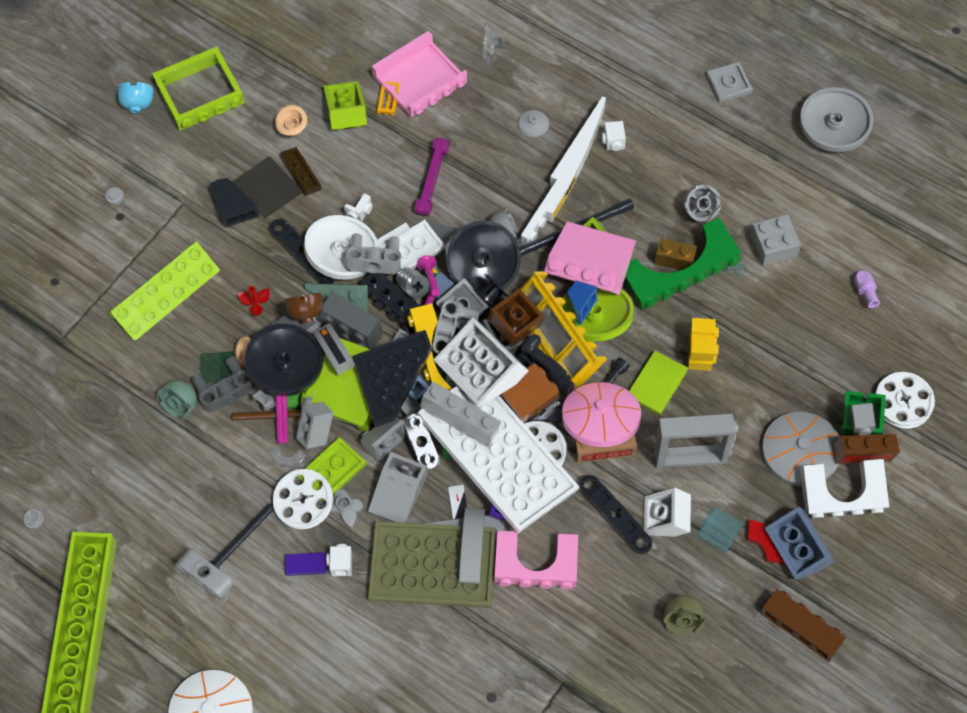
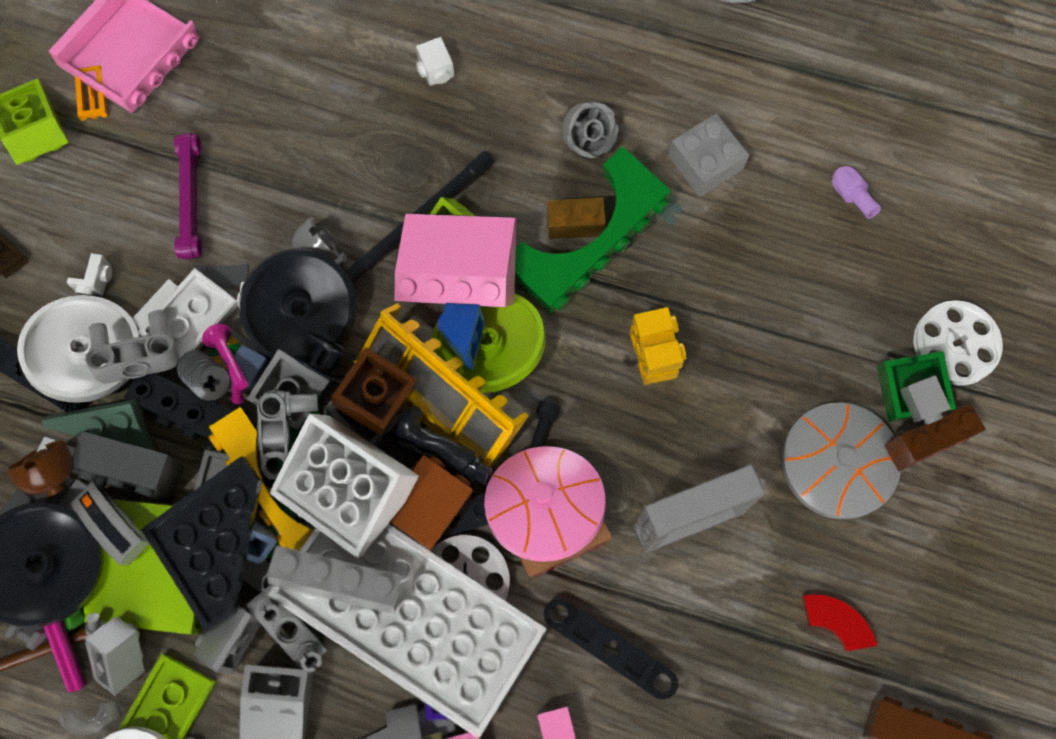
camera: 20 degrees left, 10 degrees up
(457, 501) = (371, 700): white sticker -> none
(533, 123) = (313, 74): light grey piece -> none
(565, 175) = (381, 141): white slope -> none
(658, 382) = (608, 420): lime tile -> none
(667, 513) = (684, 625): white slope -> none
(720, 529) = (766, 622): clear light blue piece -> none
(800, 544) = (889, 615): sand blue slope -> none
(820, 502) = (963, 509): white arch -> none

